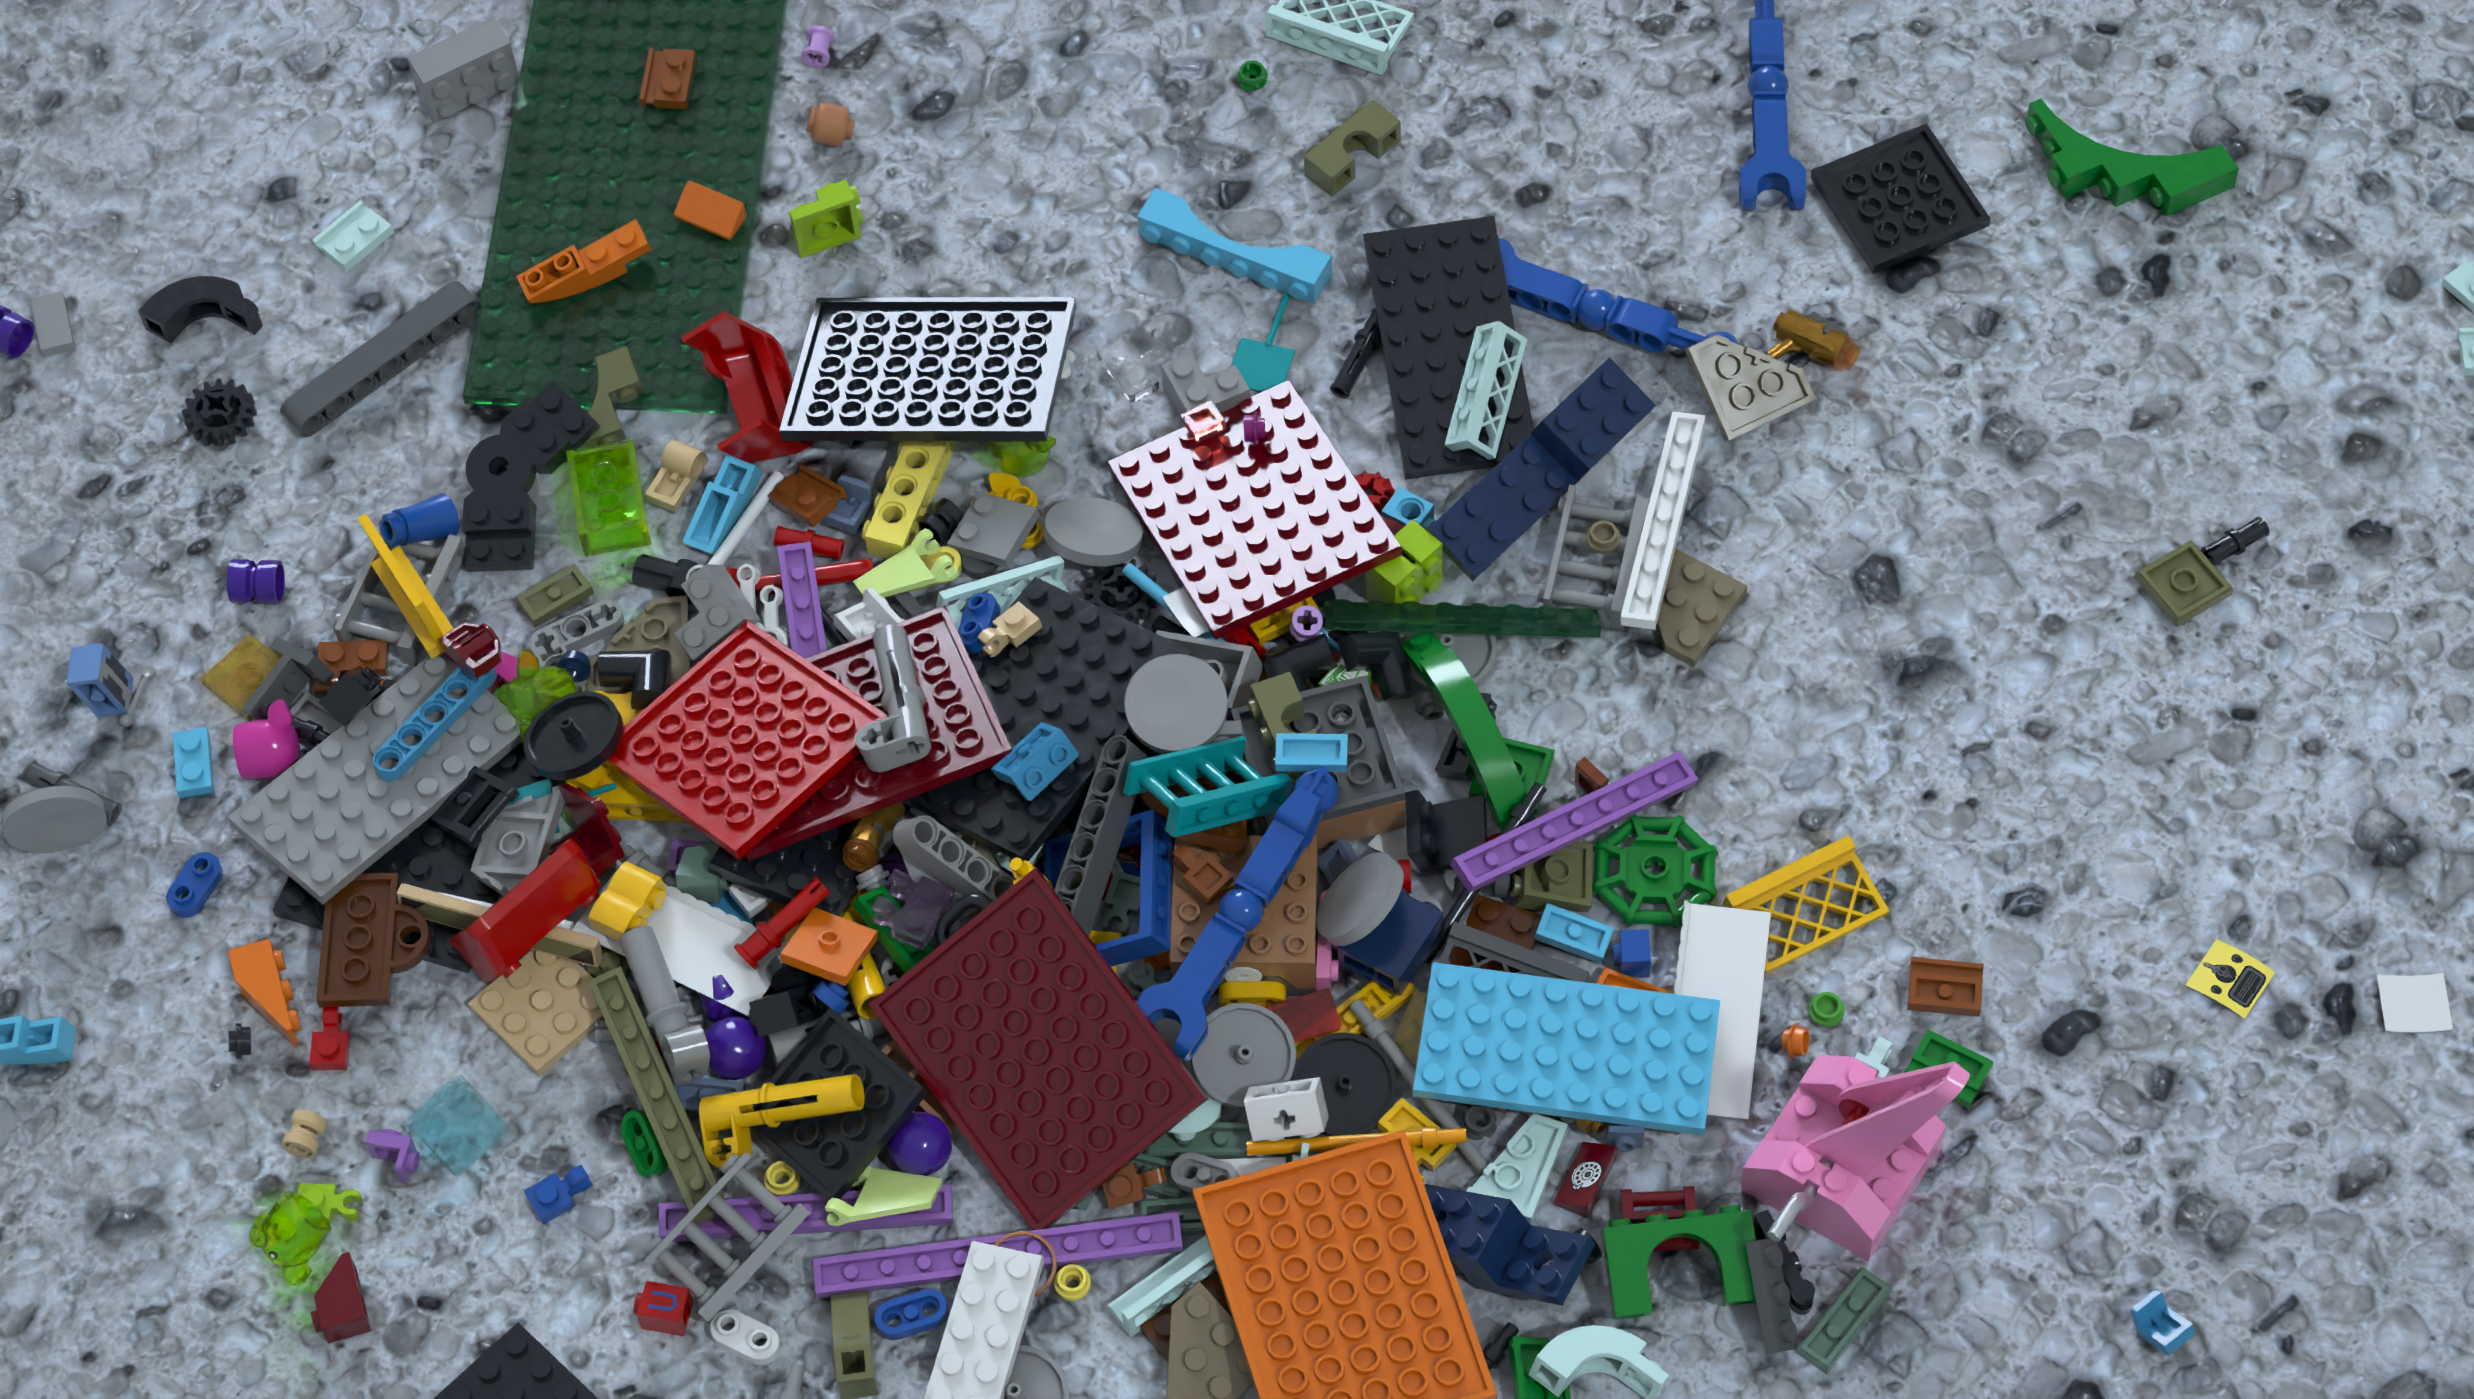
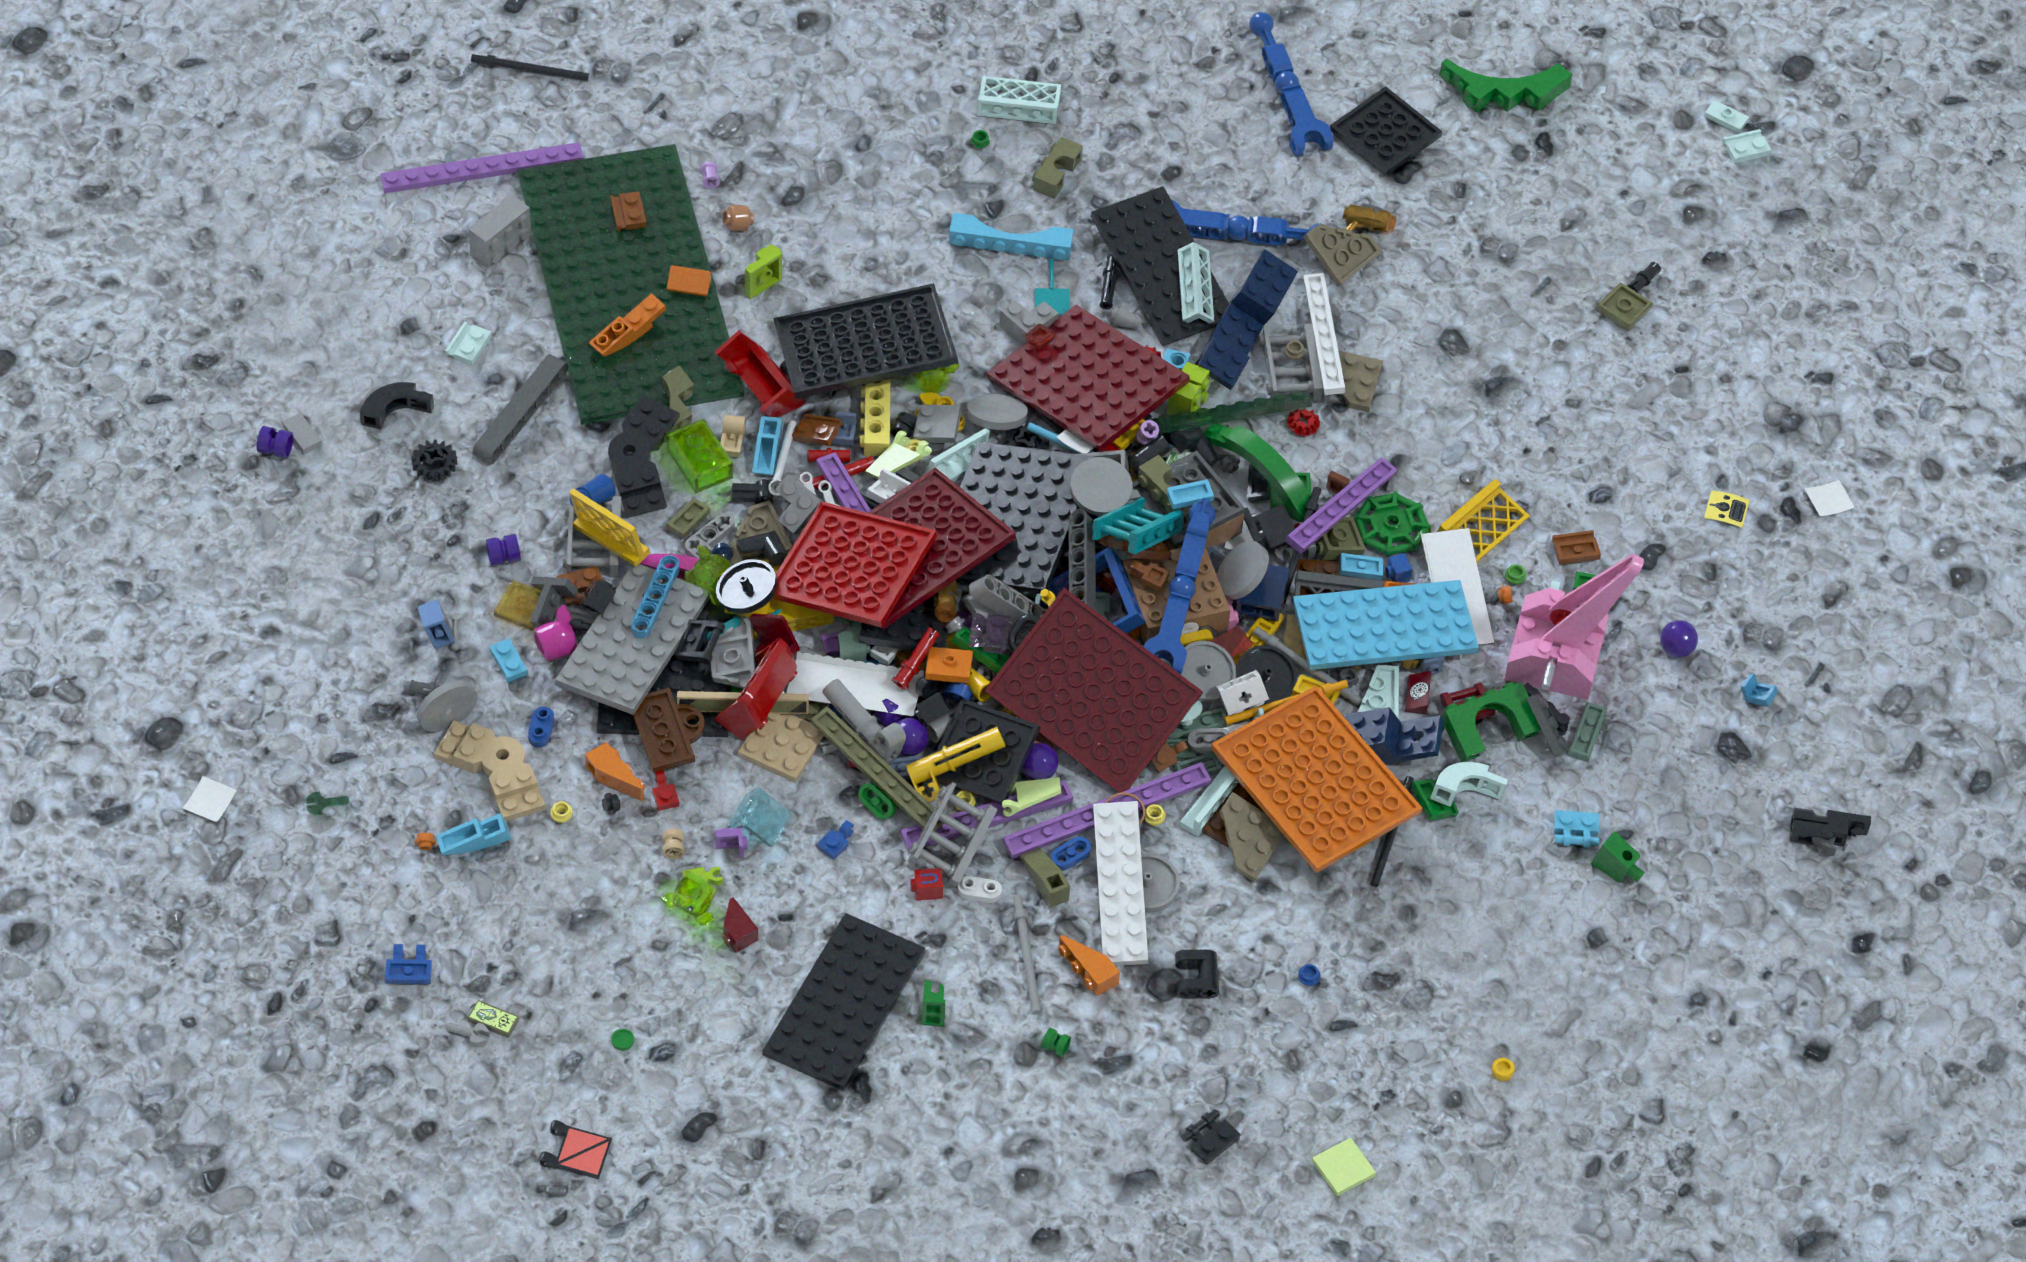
camera: 25 degrees left, 5 degrees down
(110, 963) = (510, 779): none -> tan plate
(159, 1027) = (564, 807): none -> light yellow plate
(473, 648) = (662, 556): dark red piece -> none
(627, 901) = (816, 671): yellow brick -> none
(906, 726) = (949, 535): light grey piece -> none
(976, 617) = (958, 471): blue plate -> none
(1011, 627) = (980, 469): tan plate -> none
(1036, 760) = (1032, 534): dark azure bracket -> none
(1253, 428) = (1072, 332): magenta plate -> none
(1358, 419) = (1124, 318): none -> light grey cone
(1566, 666) = (1300, 428): none -> red gear
(2056, 1195) = (1679, 638): none -> dark purple piece

